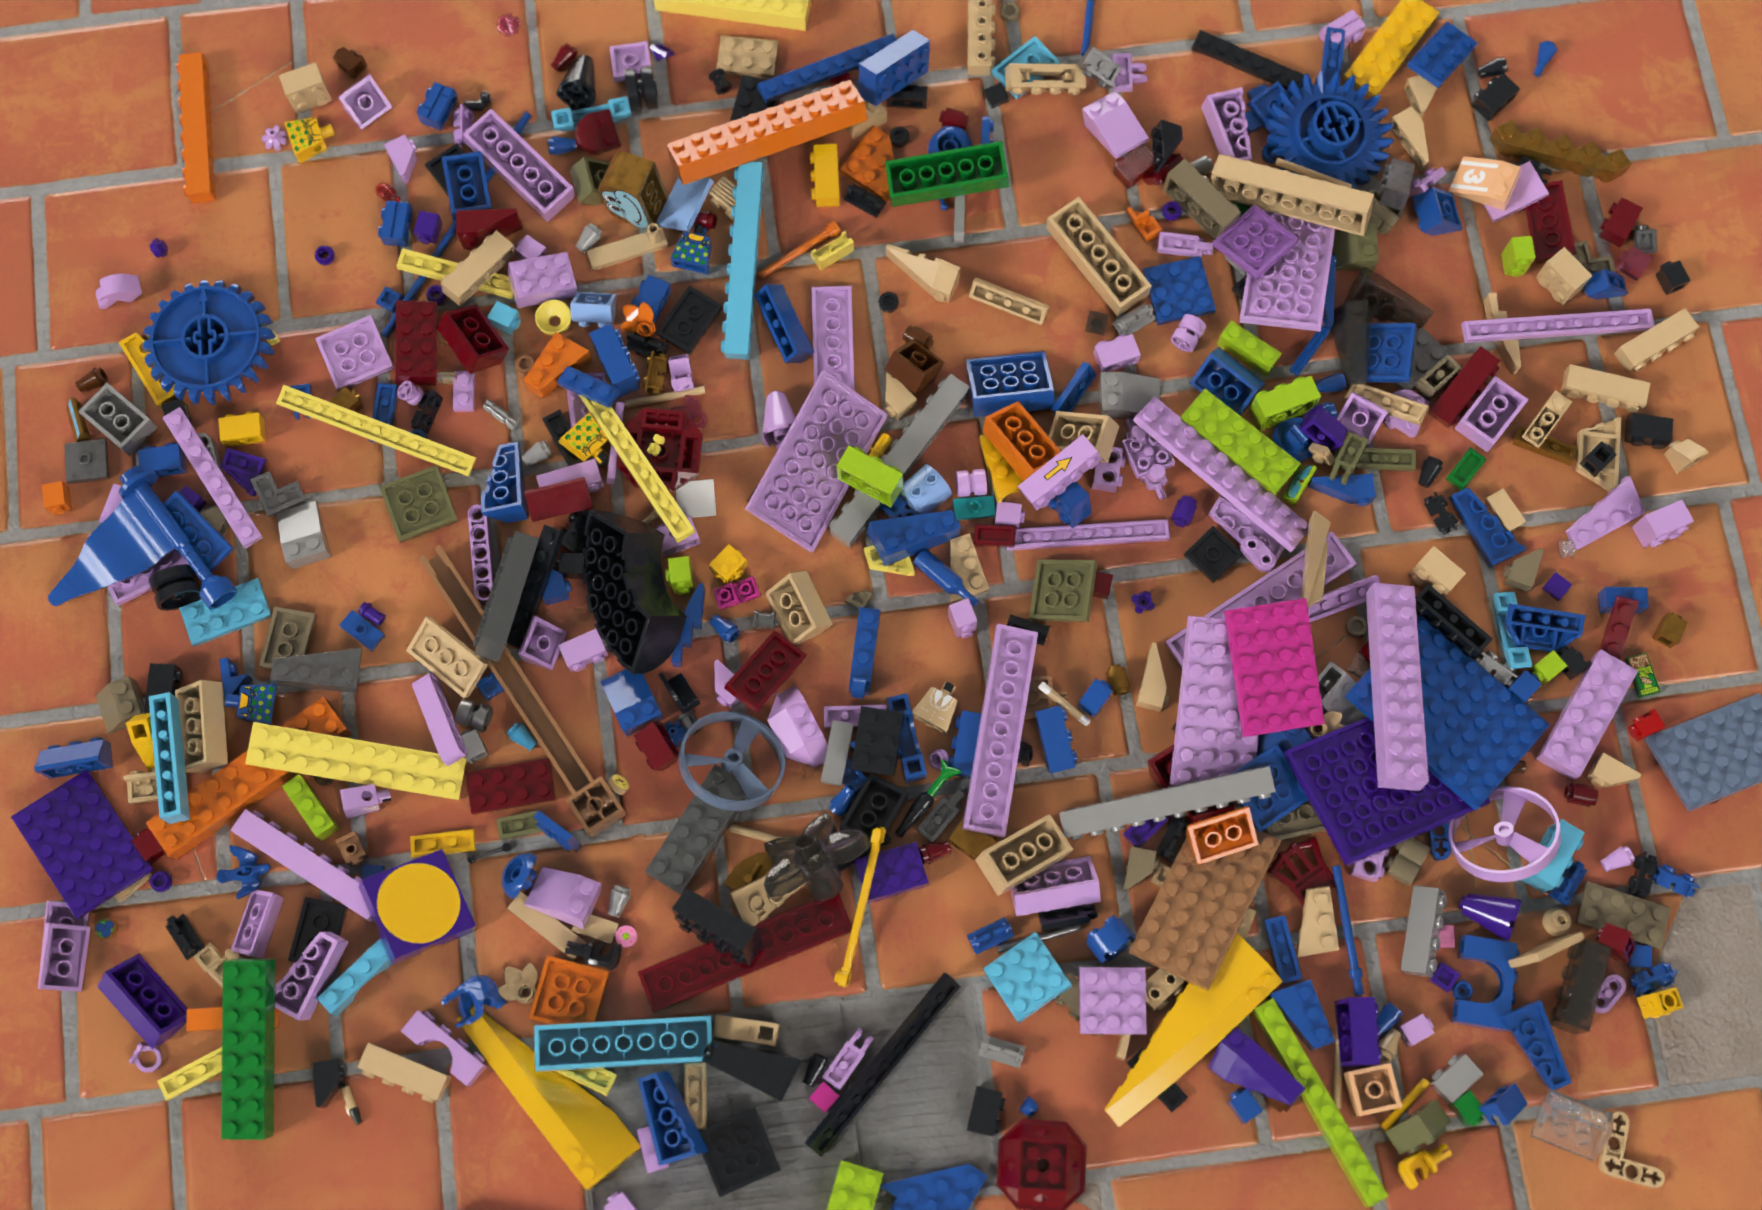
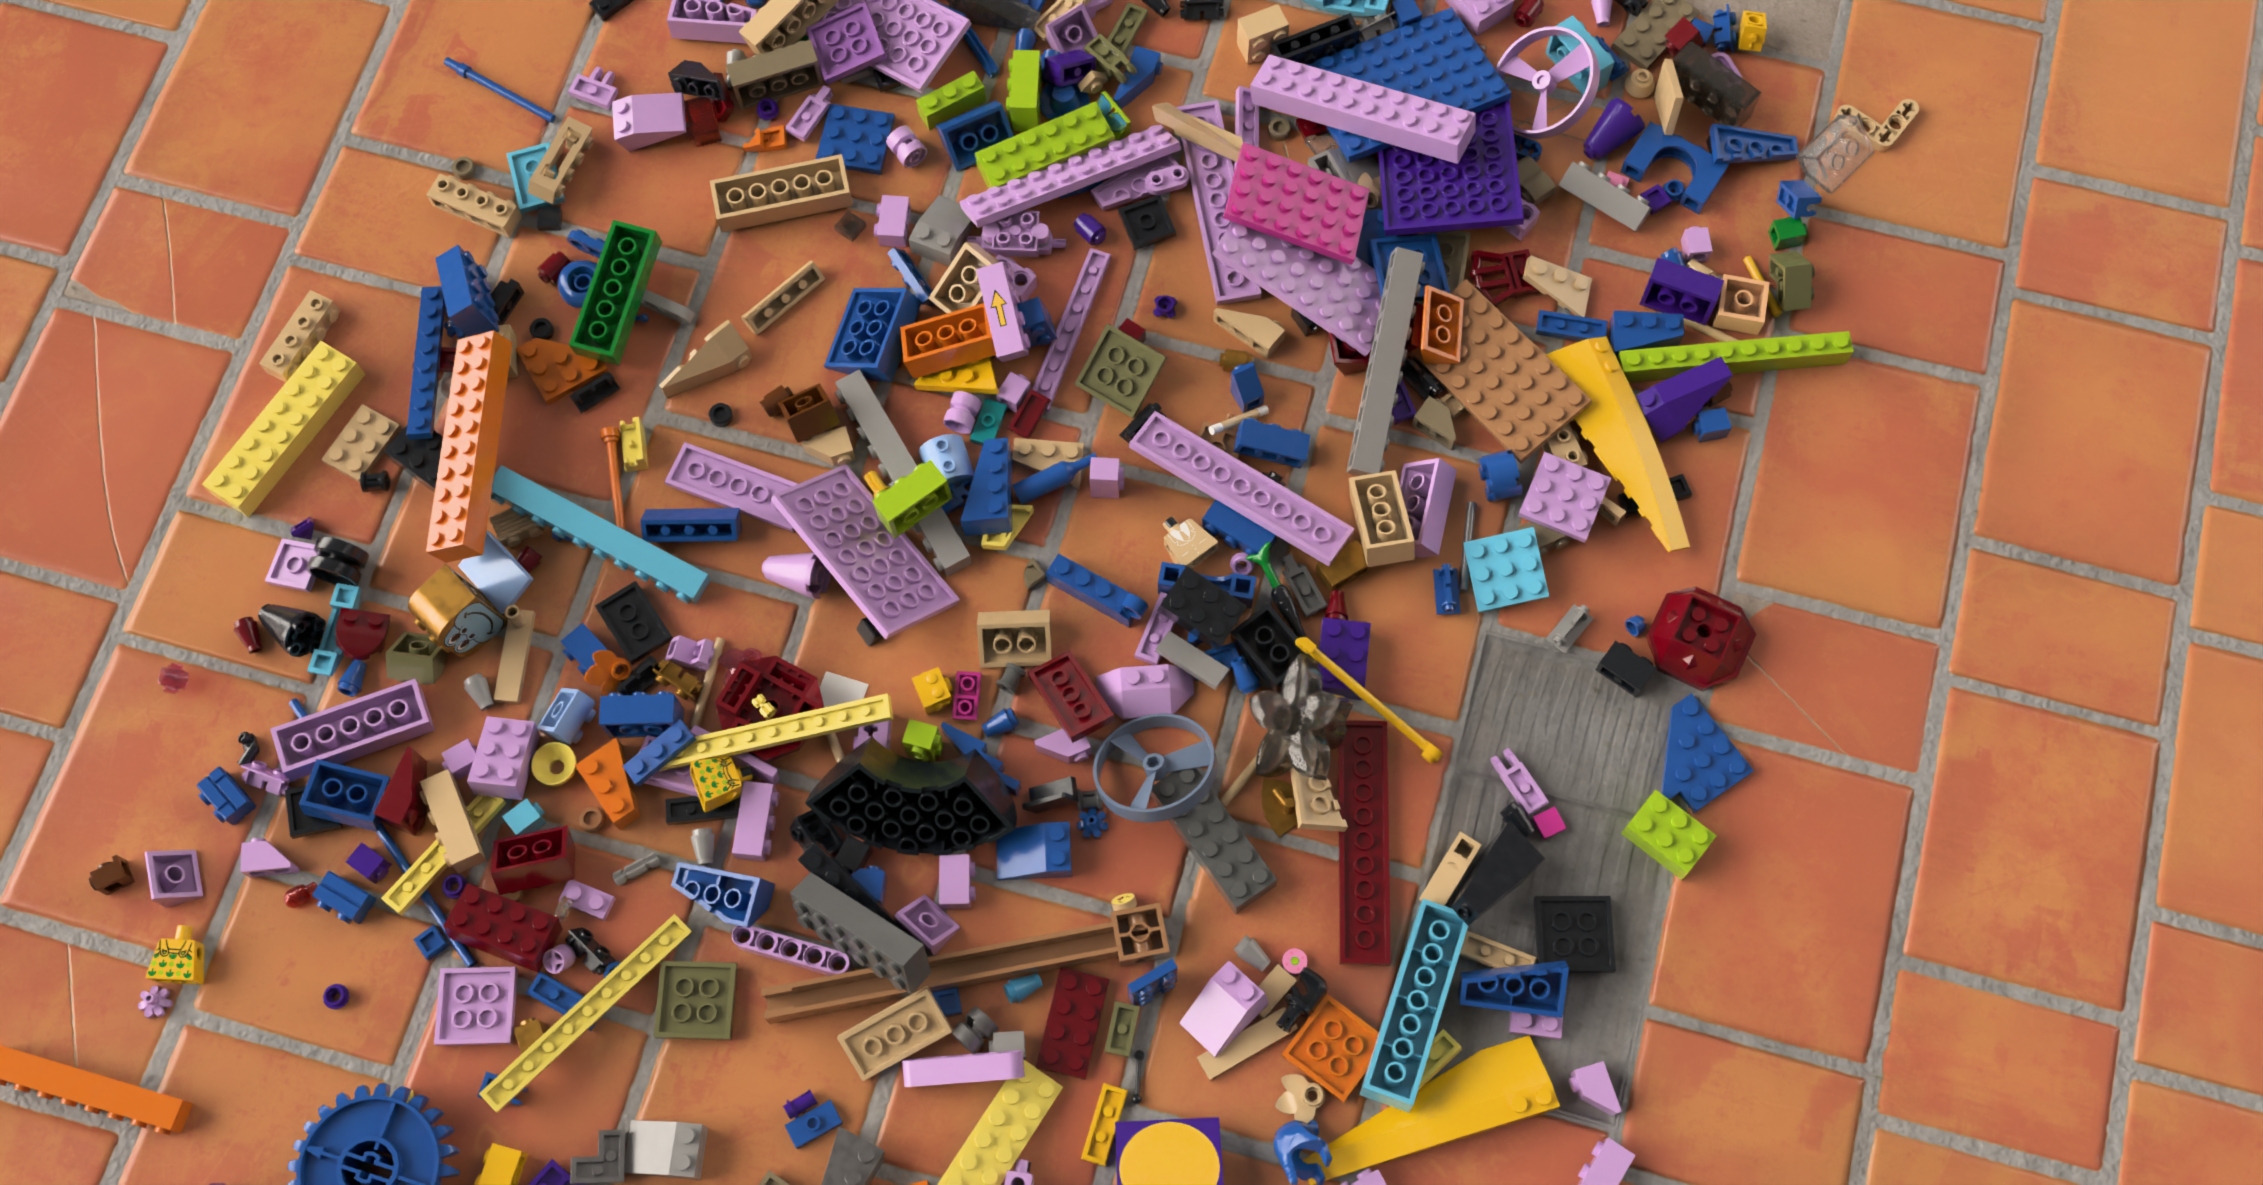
camera: 65 degrees left, 5 degrees down
(305, 88) = (116, 936): tan brick -> none
(518, 874) = (1178, 1050): blue hat -> none
(558, 499) = (774, 837): dark red slope -> none
(657, 746) = (1101, 844): dark red brick -> none
(693, 251) = (558, 586): blue torso -> none
(717, 927) = (1331, 853): black brick -> none
(825, 175) = (545, 417): yellow brick -> none
(882, 1064) = (1538, 748): black plate -> none
(1067, 916) = (1458, 509): black hinge -> none
(1099, 67) = (580, 104): flat silver bracket -> none
(1135, 320) = (865, 190): light grey hinge -> none
(1354, 971) = (1617, 273): blue bar -> none
(1423, 1162) = (1826, 297): yellow piece -> none
(1455, 1078) = (1755, 230): light grey hinge -> none

